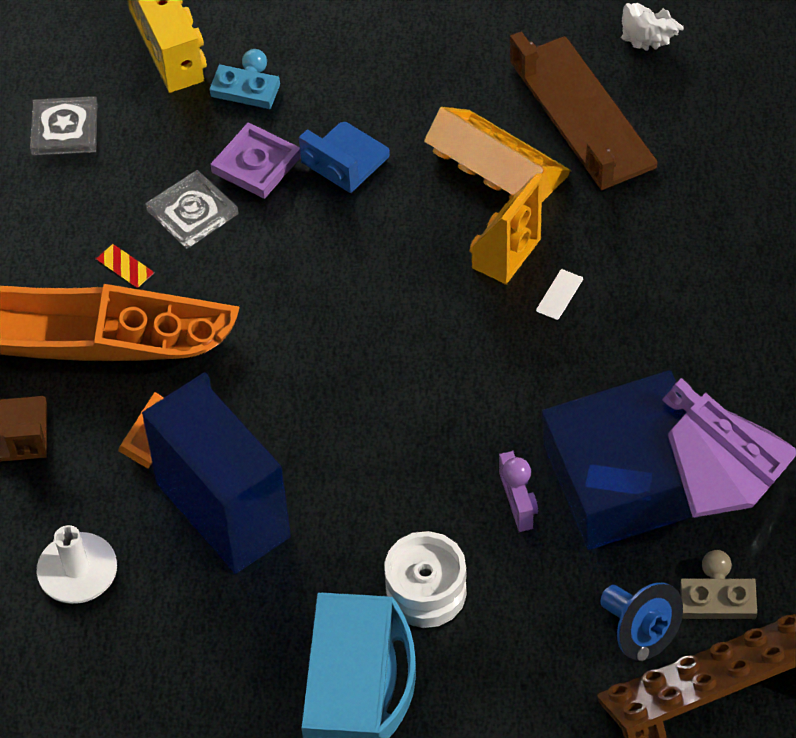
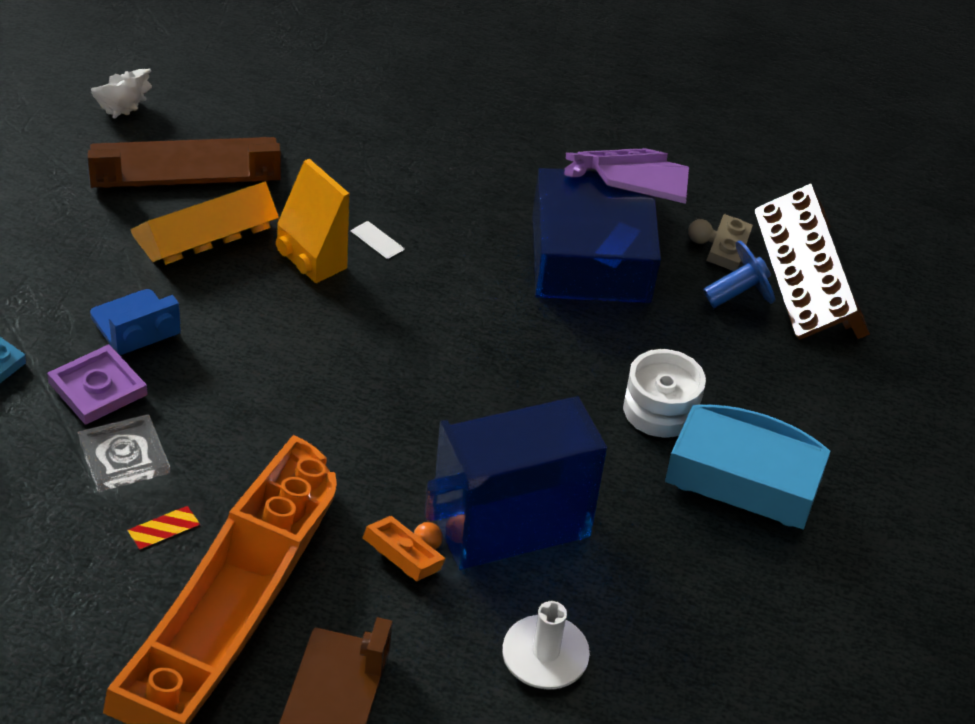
camera: 80 degrees left, 10 degrees down
(514, 476) = (587, 313): medium lavender plate -> none

